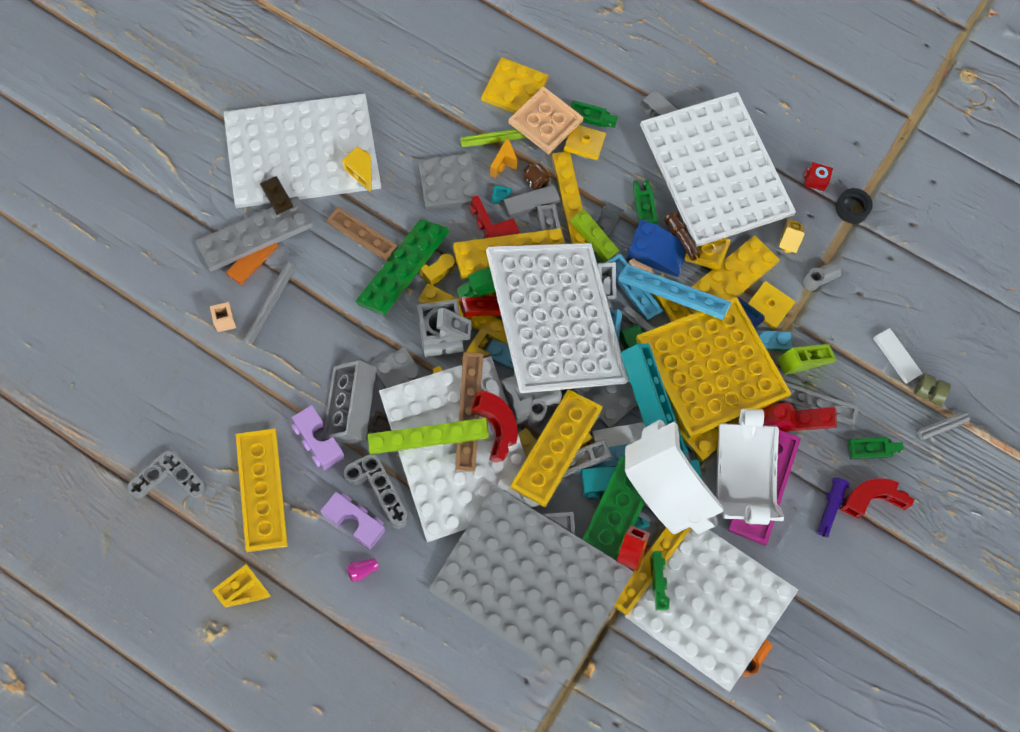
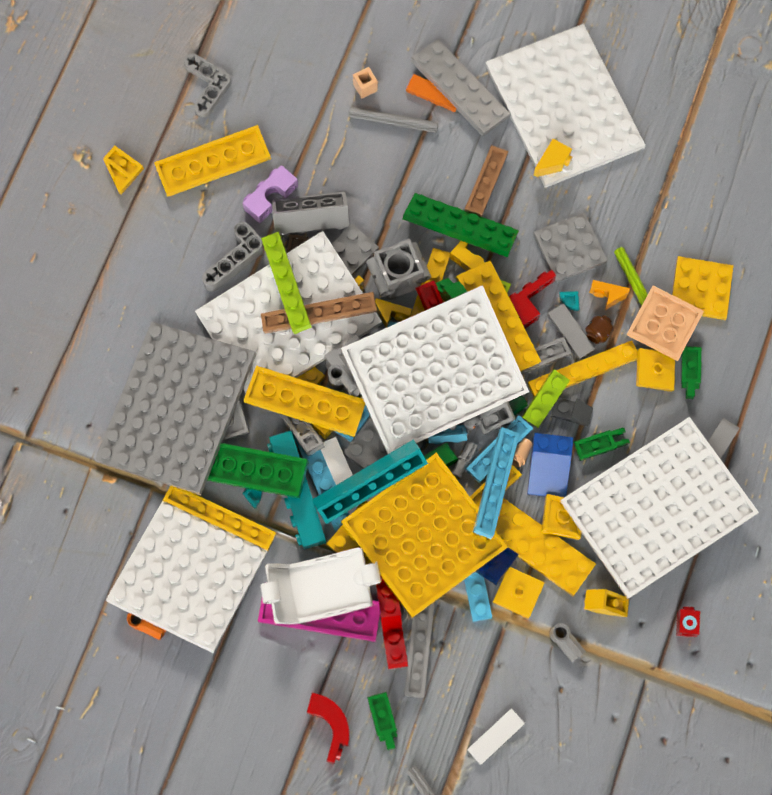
camera: 85 degrees right, 5 degrees up
(276, 195) = (502, 93): dark brown plate -> none
(340, 508) = (195, 258): lavender arch -> none
(361, 569) = (158, 261): dark pink cone -> none
(453, 325) = (391, 271): light grey slope -> none
(502, 420) = (322, 334): red arch -> none
(633, 548) = (216, 487): red arch -> none
(659, 583) = (195, 519): green hinge -> none
(669, 481) = (283, 498): white panel -> none
(679, 230) = (575, 482): reddish brown pin -> none
(805, 358) = (466, 637): lime slope -> none
(834, 498) = (320, 685): dark purple pin -> none
(859, 195) = (678, 667): black tyre -> none
(938, 392) = (463, 774): olive wheel -> none

